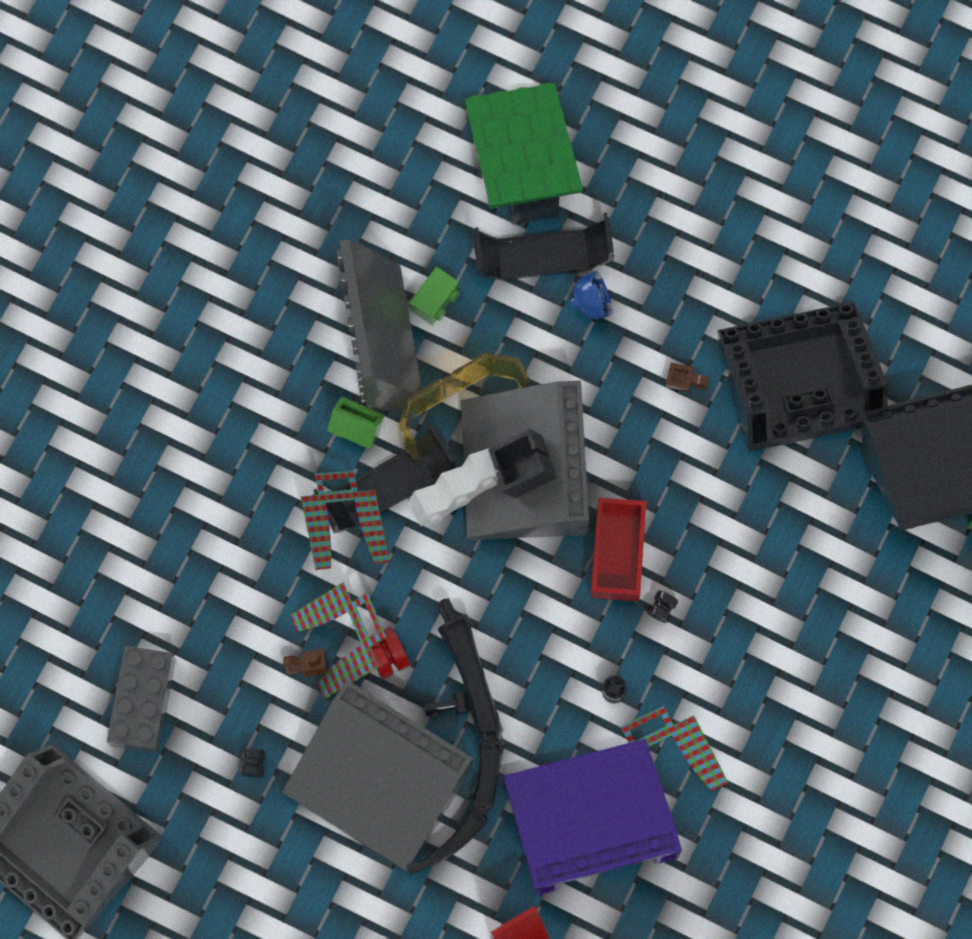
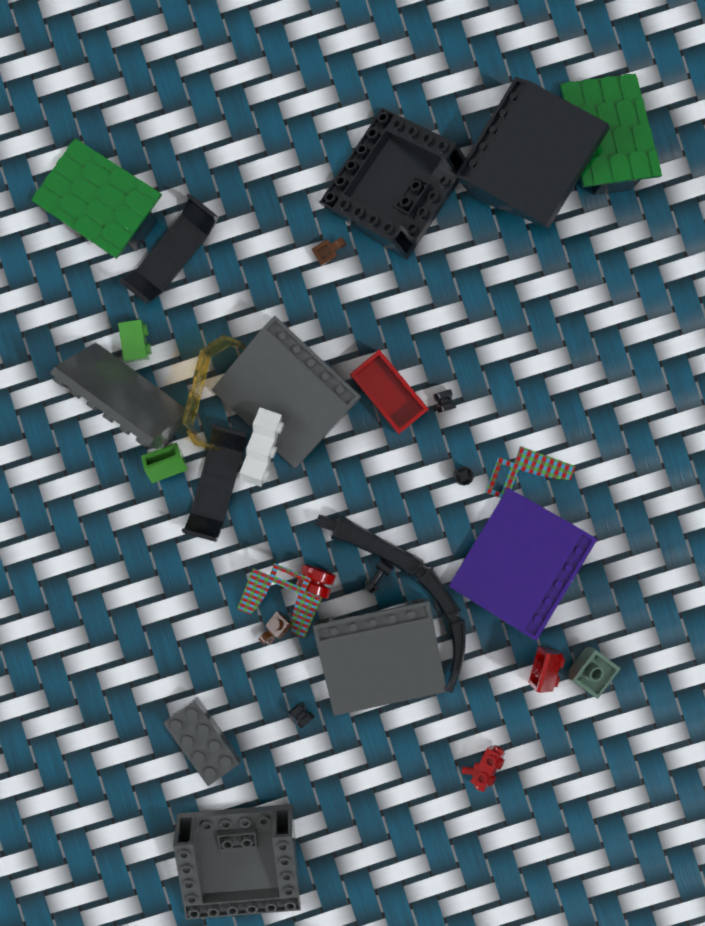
camera: 40 degrees left, 15 degrees up
(318, 522) = (200, 545): piece -> none
(525, 461) = (289, 396): black piece -> none
(591, 297) = (227, 253): blue cylinder -> none

